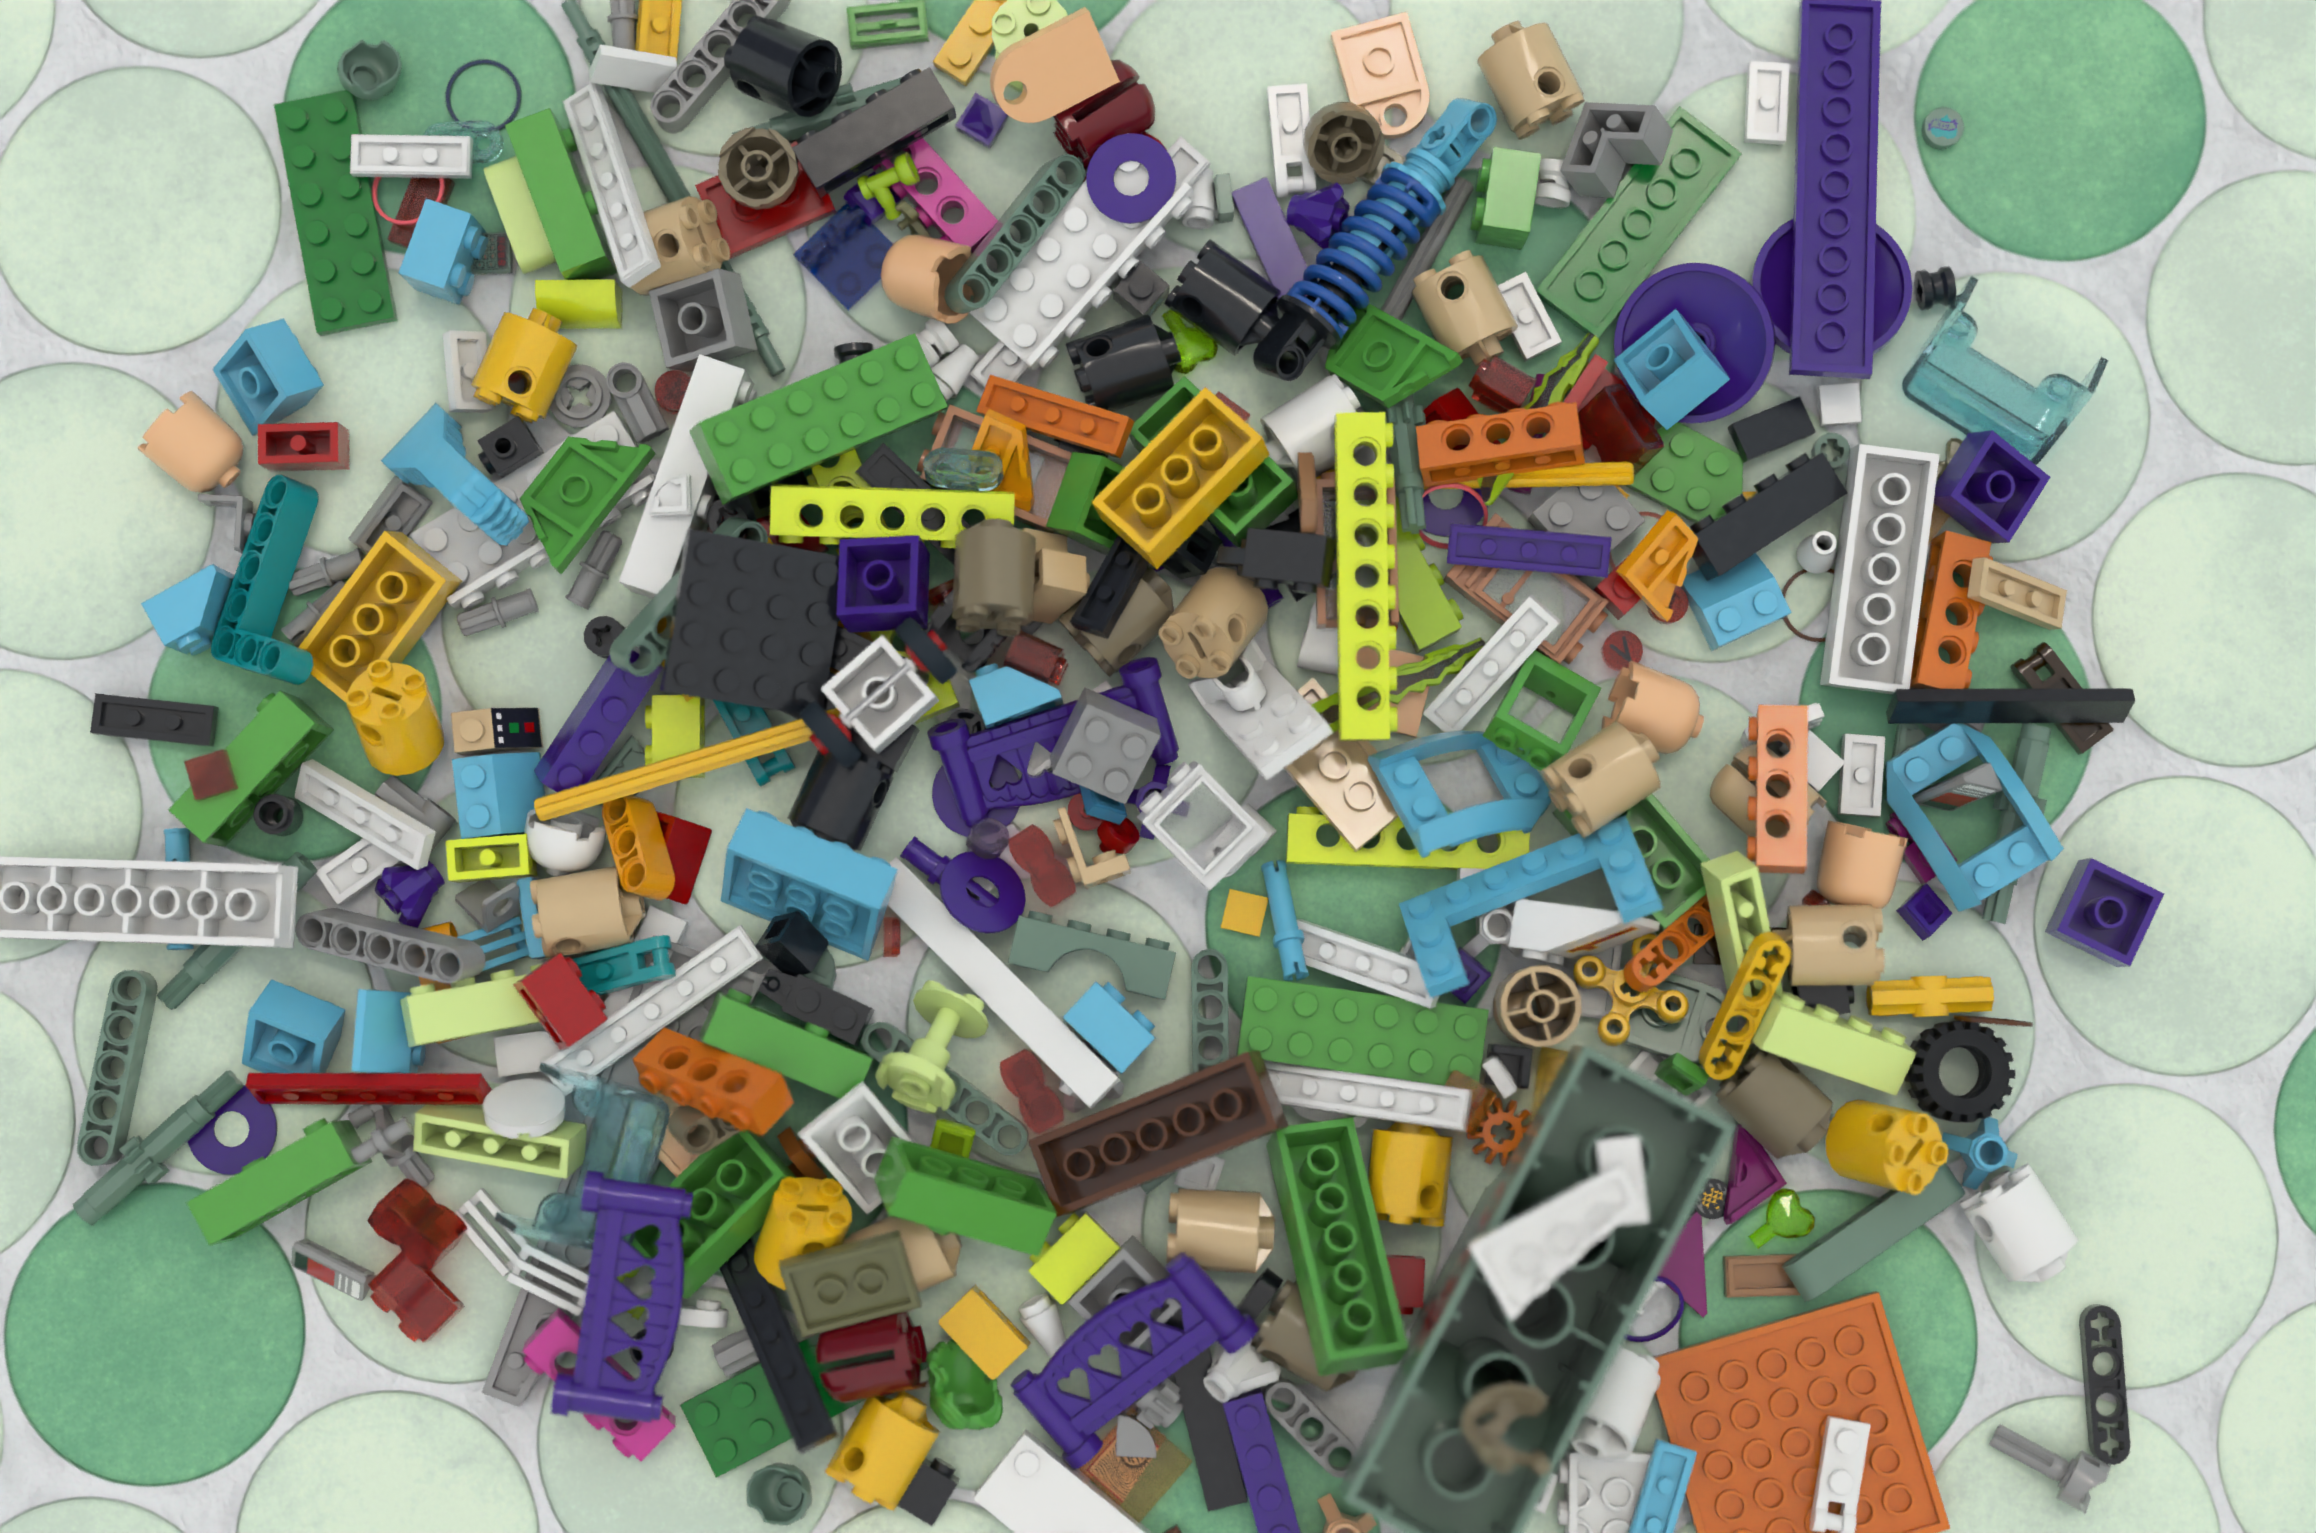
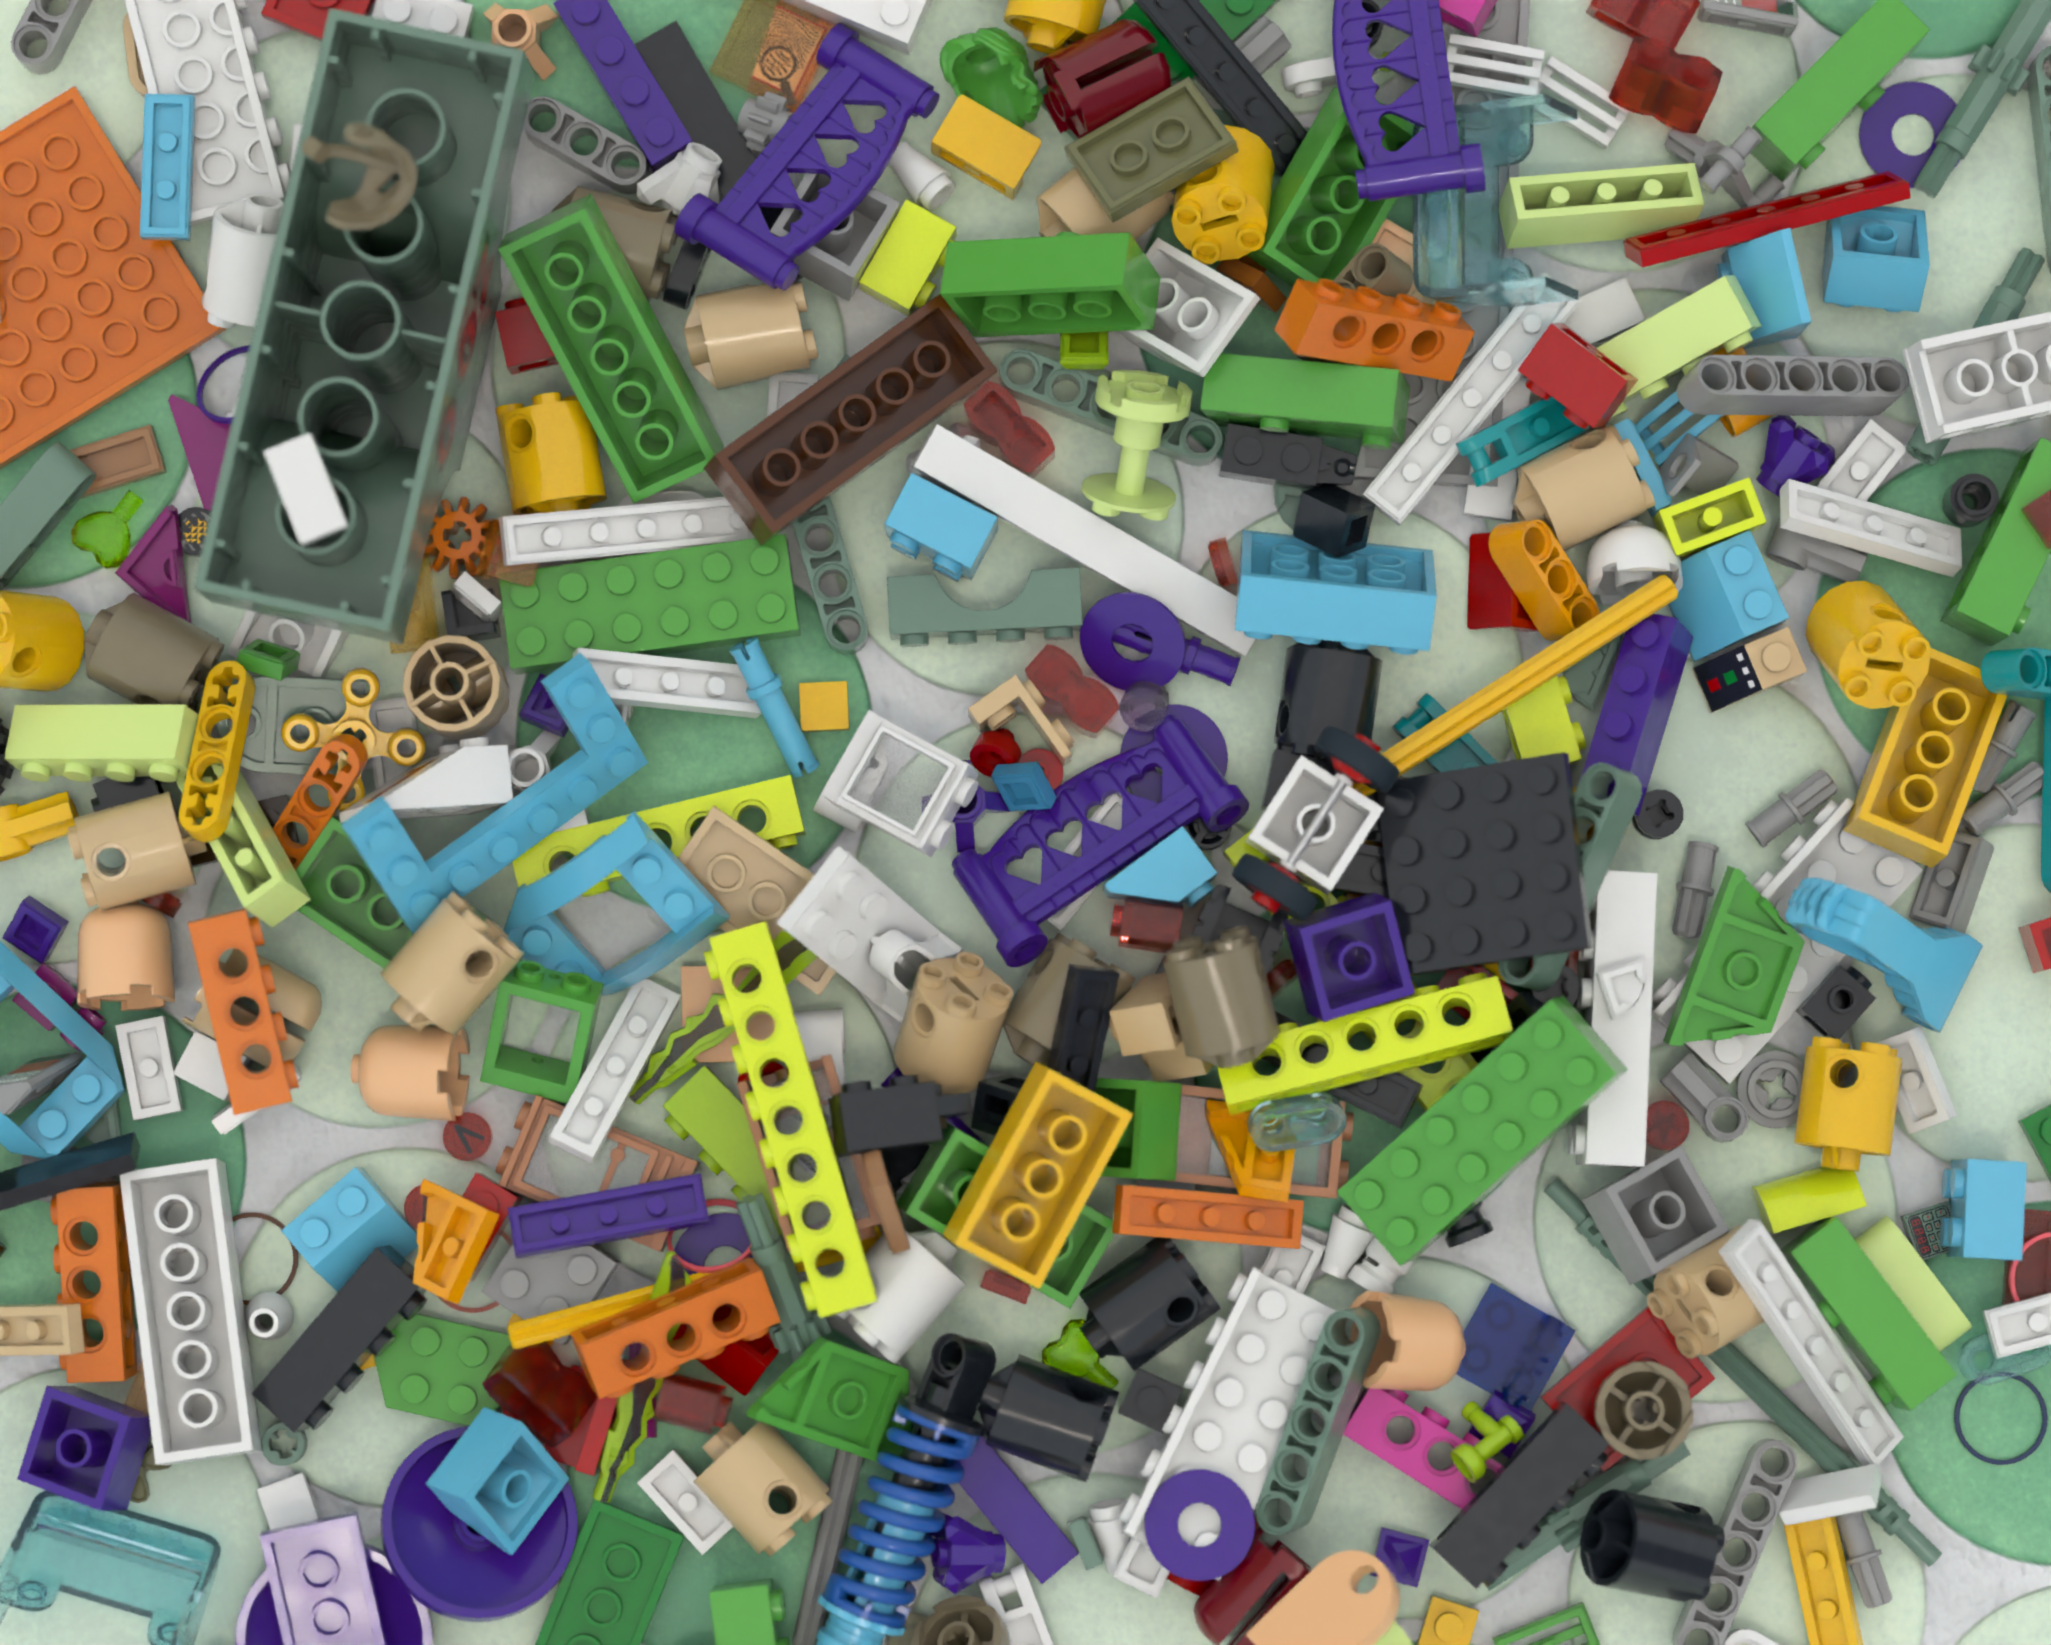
camera: 165 degrees right, 0 degrees up
(524, 1108) = (1581, 244): white tile -> none
(911, 219) = (1445, 1408): olive piece -> none
(1105, 745) = (1038, 844): light grey brick -> none
(1133, 1438) = (782, 75): light grey tile -> none
(1543, 1242) = (379, 391): white wing -> none
(1771, 429) = (360, 1448): black tile -> none

